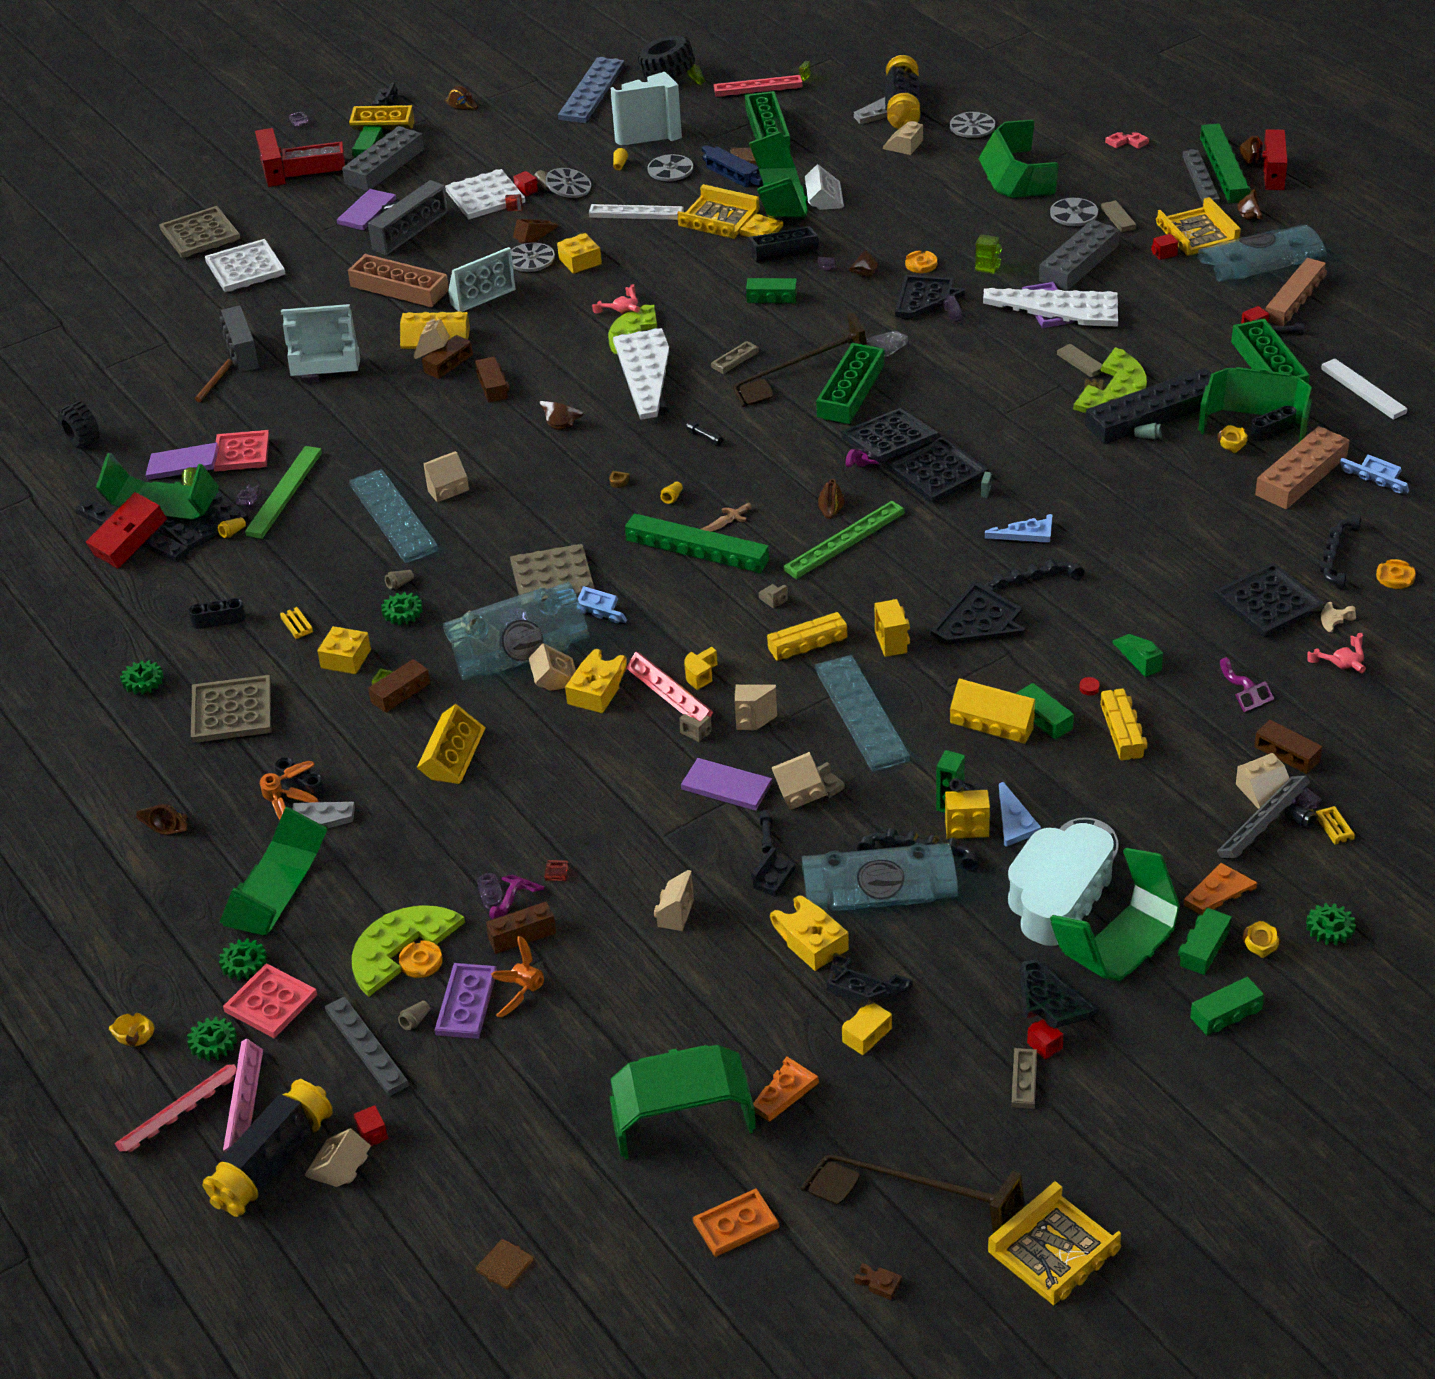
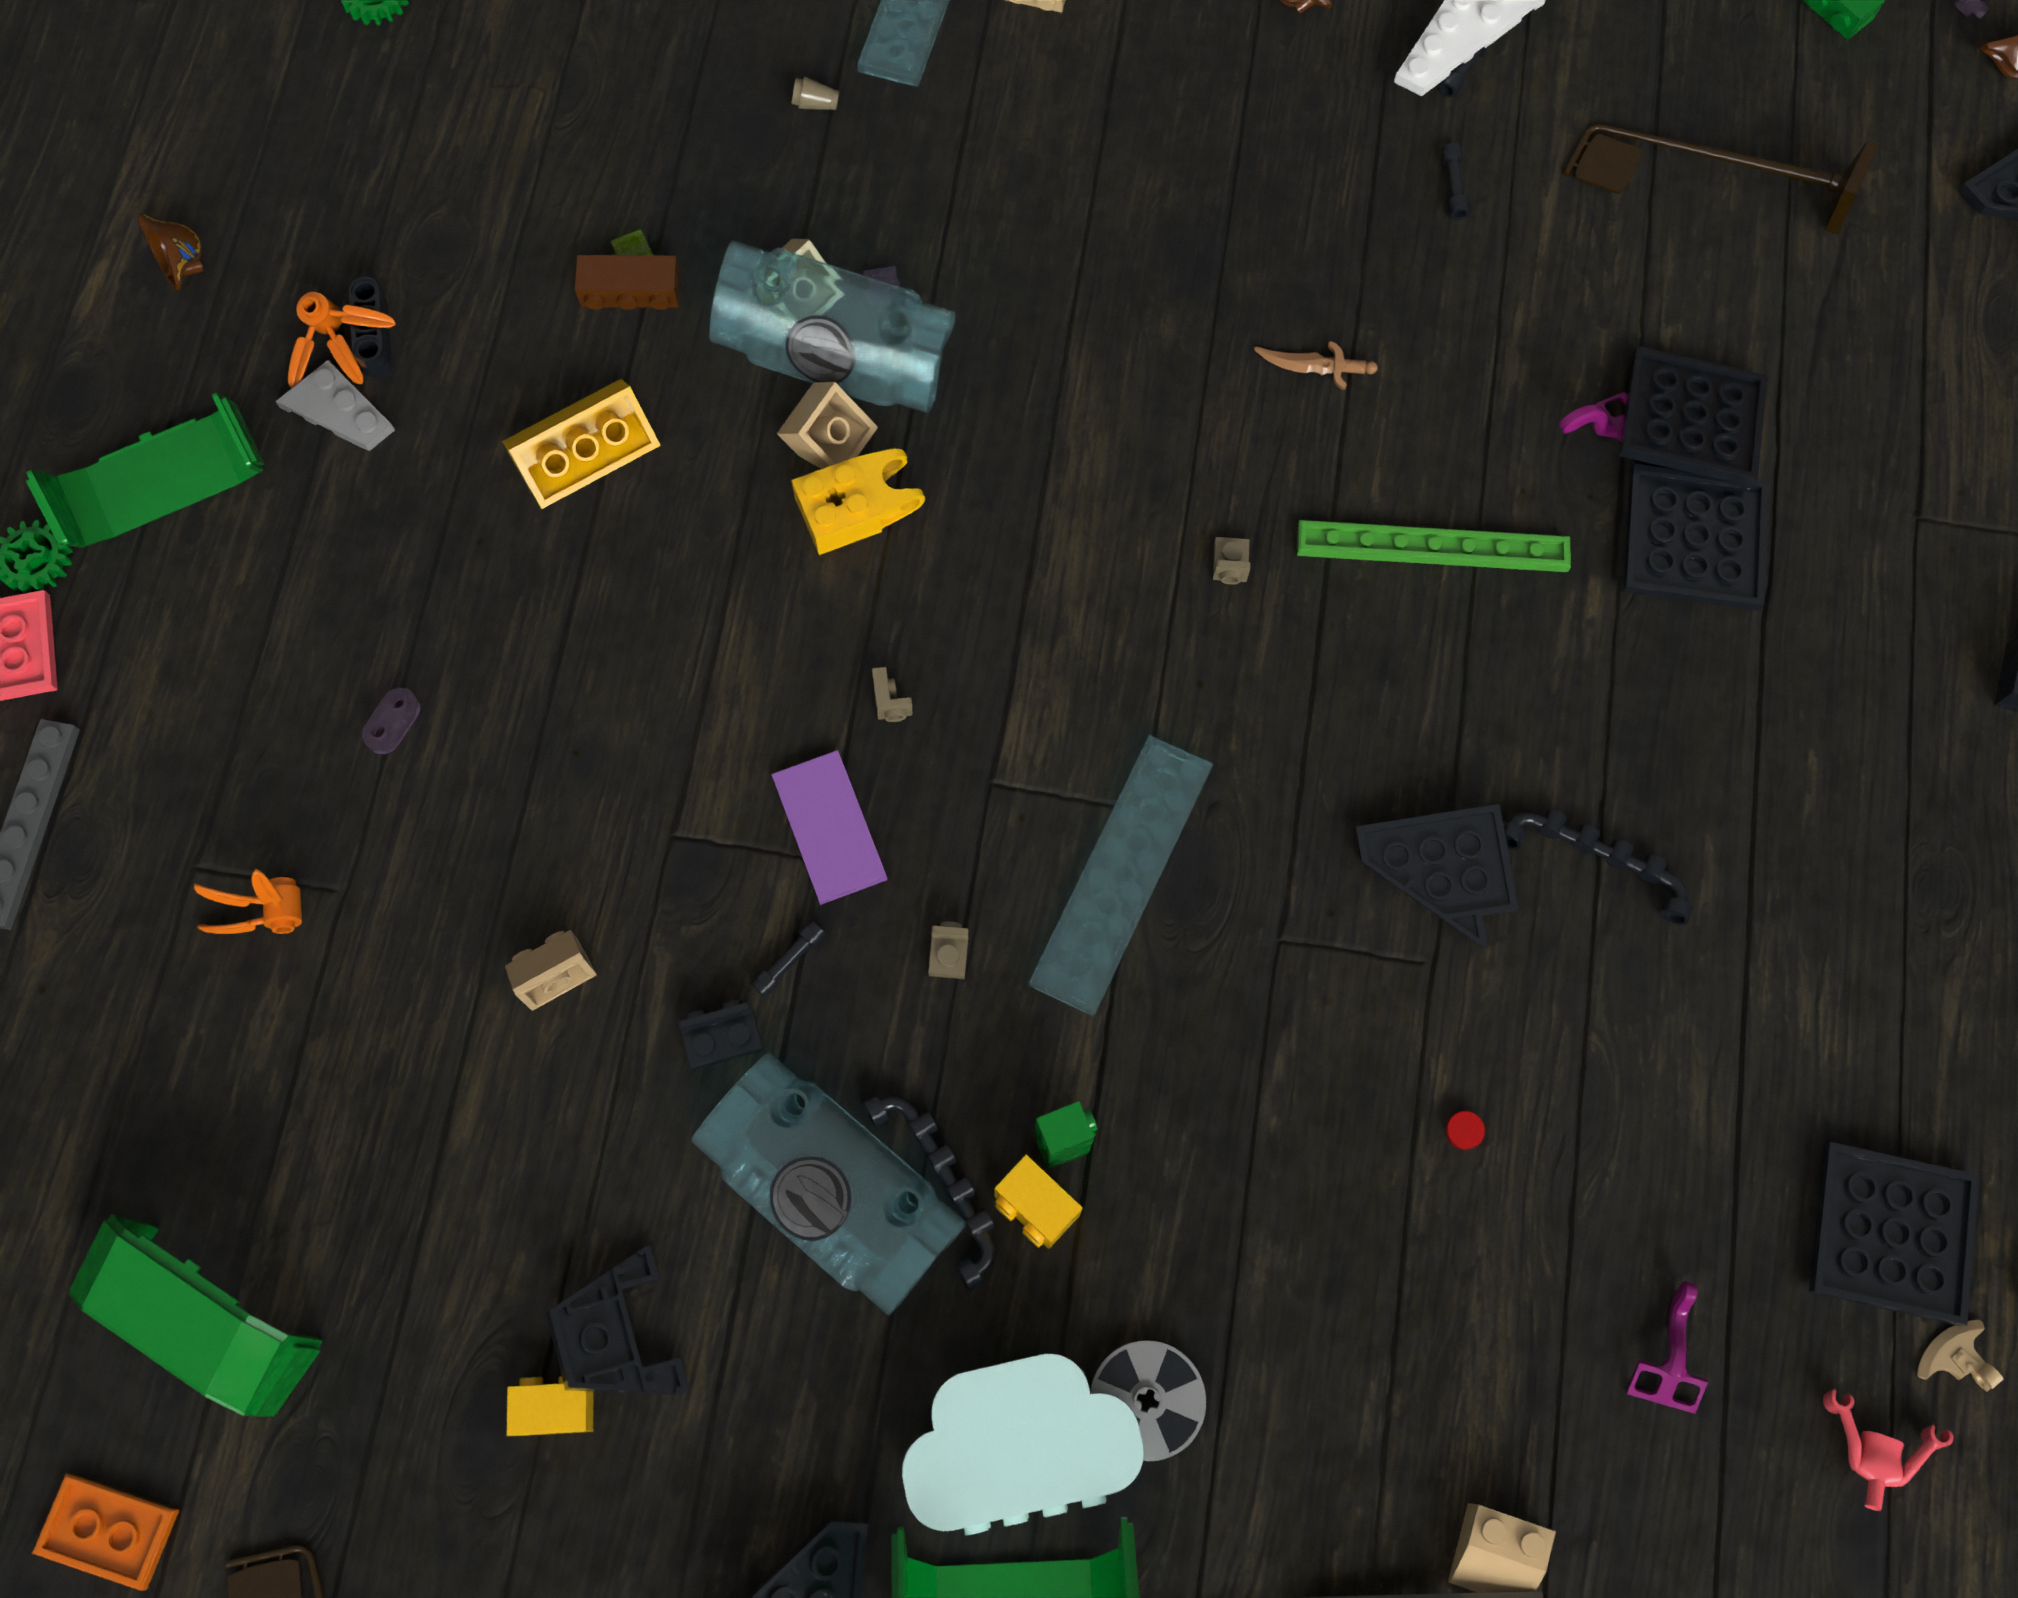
camera: 40 degrees right, 30 degrees up
(231, 708) = (417, 137): dark tan plate -> none
(285, 618) = (636, 38): yellow tile -> none
(344, 650) = (626, 160): yellow brick -> none
(392, 933) = (214, 679): lime plate -> none
(402, 608) = (763, 151): green gear -> none
(413, 1015) = (108, 833): dark tan cone -> none
(420, 959) = (212, 749): light orange tile -> none
(465, 1001) = (206, 853): medium lavender tile -> none
(516, 884) = (414, 749): magenta piece -> none
(528, 923) = (350, 821): reddish brown brick -> none
(551, 569) = (1000, 260): dark tan plate -> none
(556, 870) = (494, 764): clear red tile -> none
(600, 604) = (994, 362): light blue bracket -> none
(619, 479) = (1260, 164): pearl gold tile -> none
(667, 687) = (924, 601): plate -> none
(670, 493) = (1296, 251): yellow cone -> none
(697, 543) = (1230, 376): green brick -> none
(699, 666) = (994, 593): yellow brick -> none
(735, 357) = (1650, 72): dark tan tile -> none
(754, 706) = (980, 739): tan slope -> none
(785, 1089) = (362, 1397): orange wing -> none
(799, 781) = (893, 932): tan slope -> none
(807, 636) = (1189, 677): yellow brick -> none
(811, 933) = (651, 1171): yellow brick -> none
(831, 499) = (1490, 458): reddish brown hat -> none
(850, 383) = (1746, 267): green brick -> none
(888, 341) = (1890, 230): clear wing -> none
(891, 627) = (1303, 776): yellow brick -> none
(960, 786) = (1044, 1168): black bar -> none
(986, 484) = (1729, 630): sand green tile -> none
(992, 711) = (1268, 1058): yellow slope -> none
(1016, 820) = (1108, 1262): light blue wing -> none
(1024, 531) = (1698, 774): light blue wing -> none
(1048, 713) = (1349, 1118): green brick -> none
(1122, 724) = (1425, 1250): yellow brick -> none
(1140, 653) = (1596, 1143): green slope -> none
(1288, 746) = (1608, 1528): reddish brown brick -> none

